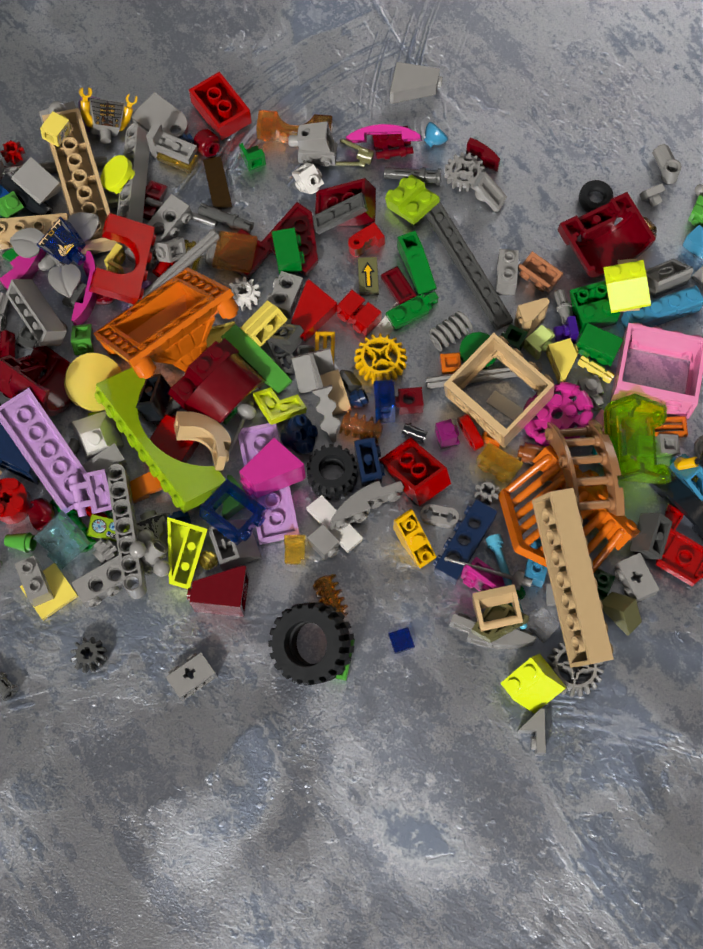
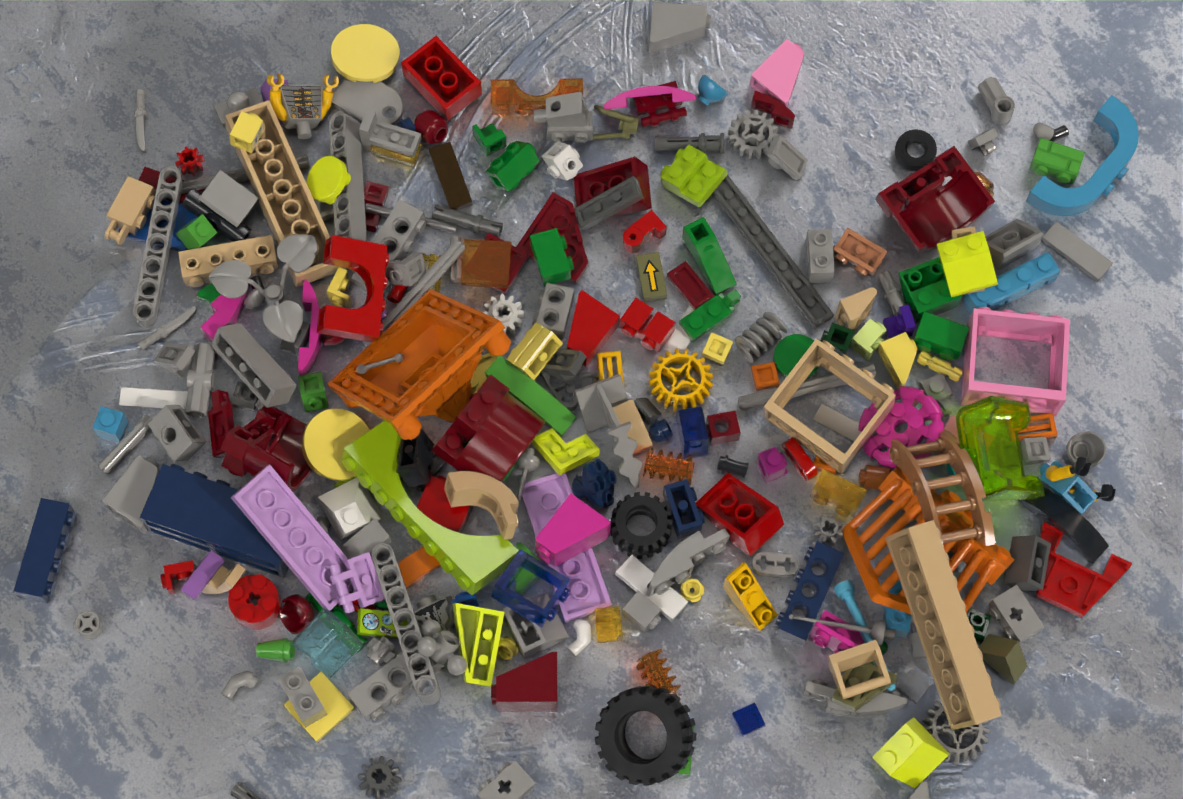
camera: 10 degrees left, 0 degrees up
(63, 243) = (279, 277): clear blue torso -> none
(120, 322) = (361, 369): none -> light grey hinge
(163, 82) = (365, 53): none -> light yellow tile
(264, 180) = (512, 165): none -> green brick
(272, 559) = (583, 633): none -> white arm
(368, 524) = (692, 584): none -> light yellow plate
(414, 337) = (717, 348): none -> light yellow plate
(492, 125) = (779, 72): none -> bright pink slope

